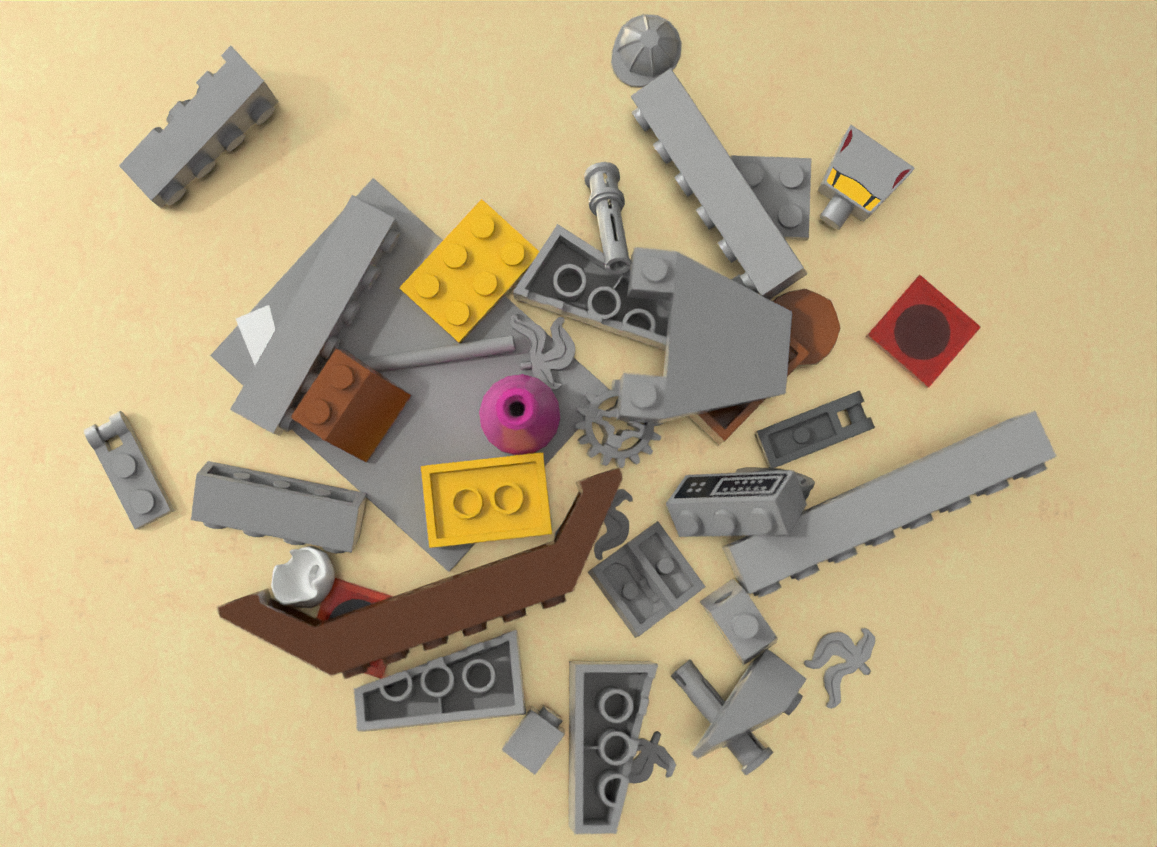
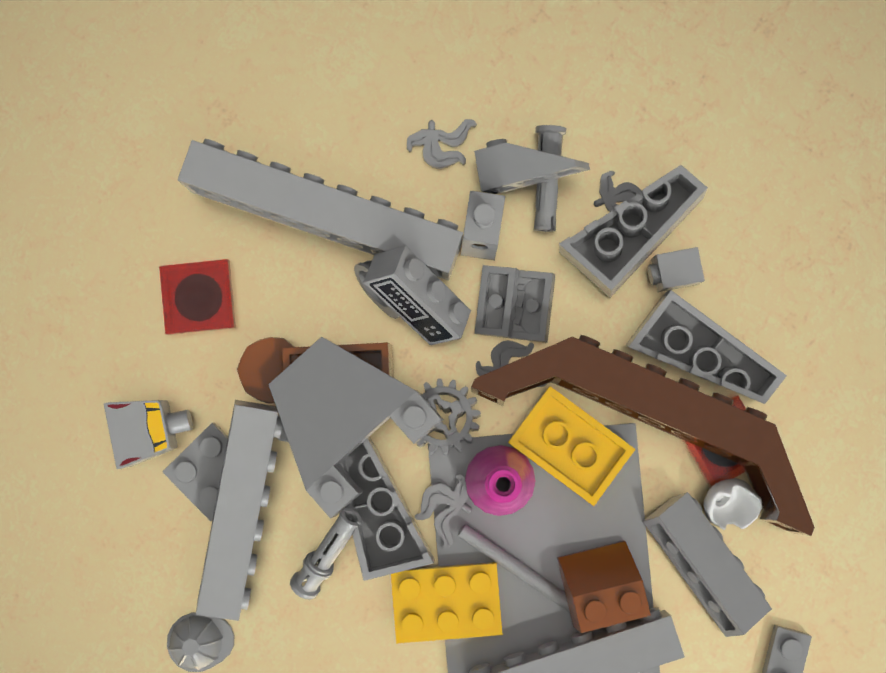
camera: 135 degrees left, 0 degrees up
(813, 430) = (324, 299): dark grey plate -> none

